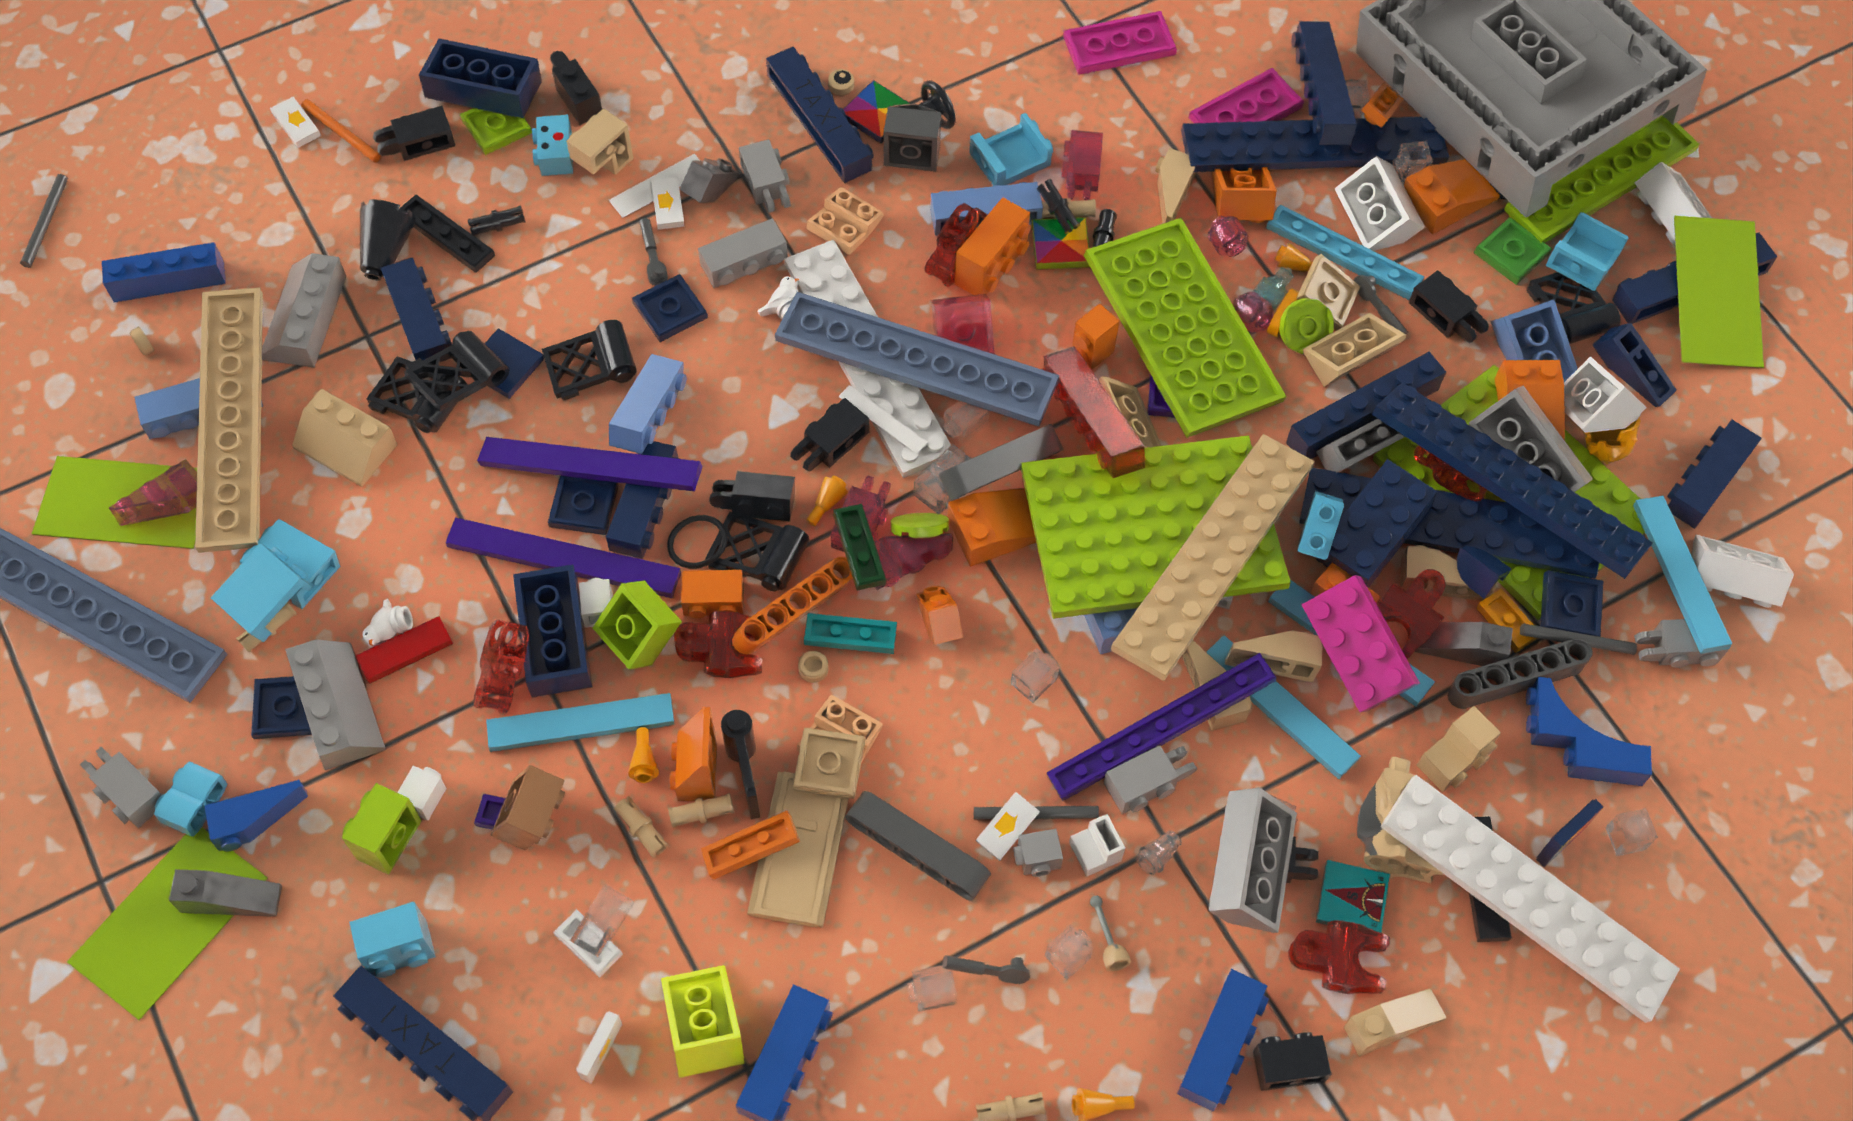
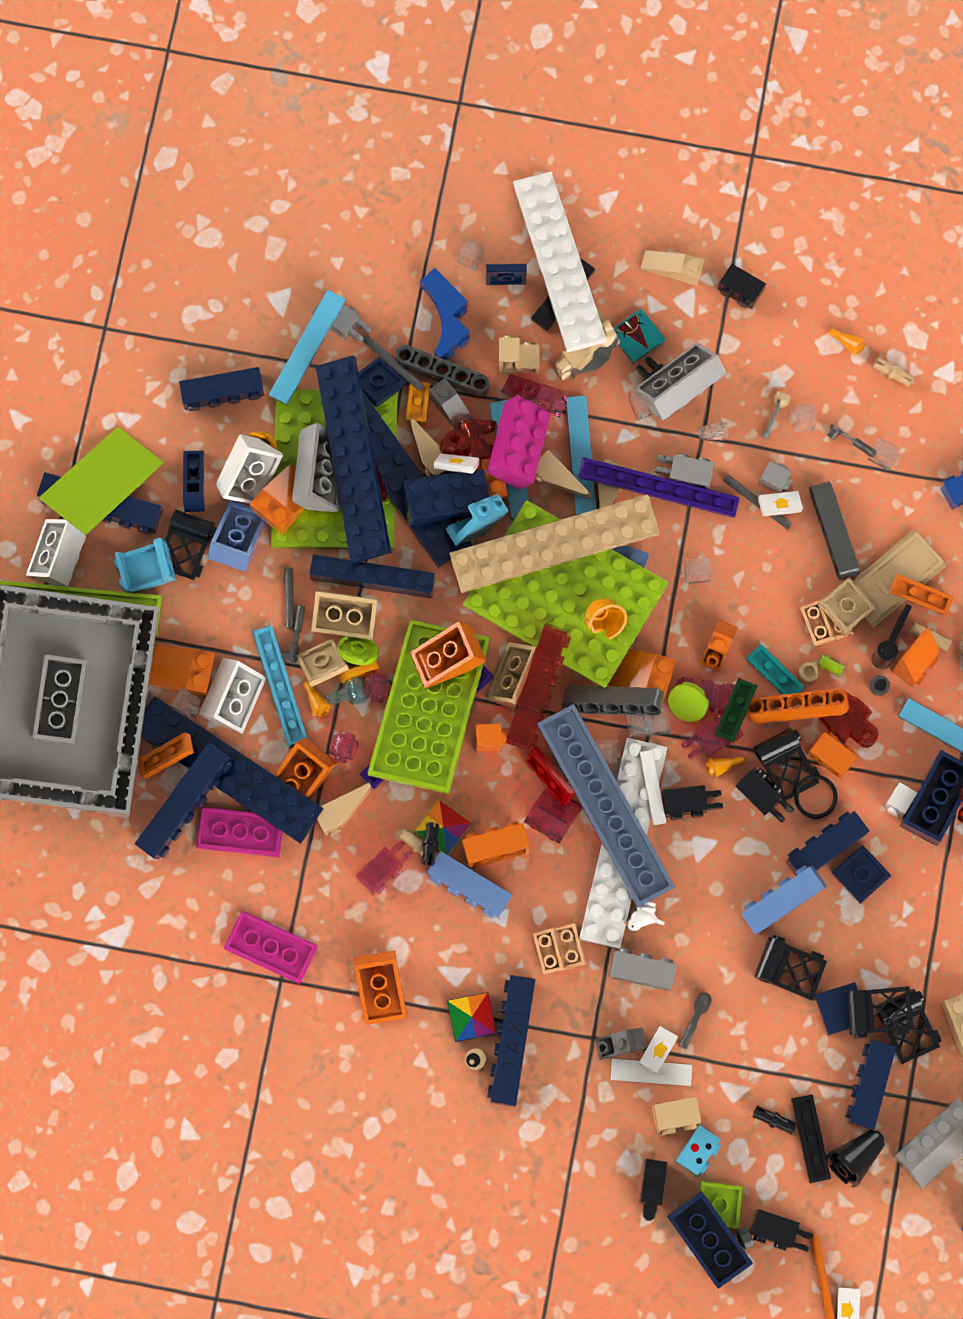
camera: 140 degrees left, 15 degrees up
(450, 107) = (745, 1238): none -> dark grey tile
(551, 553) = (897, 847): dark purple tile -> none
(590, 463) = (845, 887): dark purple tile -> none
(636, 624) = (892, 760): lime brick -> none
(643, 764) = (941, 686): light orange cone -> none
(669, 307) = (713, 970): dark blue tile -> none
(719, 707) = (879, 685): none -> dark grey tile
(764, 174) = (584, 1019): light grey hinge -> none
(793, 690) = (831, 665): none -> lime pin
(914, 130) = (470, 971): dark grey piece -> none
(950, 240) = (513, 864): clear red piece -> none
(989, 74) = (380, 987): none -> orange slope
(1000, 350) = (549, 776): none -> red tile
(1012, 152) = (416, 915): medium azure panel -> none
(1093, 512) = (606, 615): none -> light orange helmet
(1097, 846) = (743, 457): white piece -> none
(1104, 231) = (414, 810): black pin -> none
(1212, 377) = (448, 654): none -> orange slope
(1222, 1041) = (764, 321): blue brick -> none
(1337, 956) = (673, 314): clear red piece -> none
(1357, 445) = (405, 555): light grey brick -> none
(1393, 729) = (540, 394): none -> clear pink slope
(1402, 563) = (456, 463): none -> white tile
(1424, 334) = (289, 610): none -> dark grey bar
(1447, 307) = (261, 600): black hinge -> none
(1480, 570) = (414, 429): dark blue brick -> none
(1512, 251) = (181, 607): bright green tile -> none
(1742, 571) = (267, 330): white slope -> none

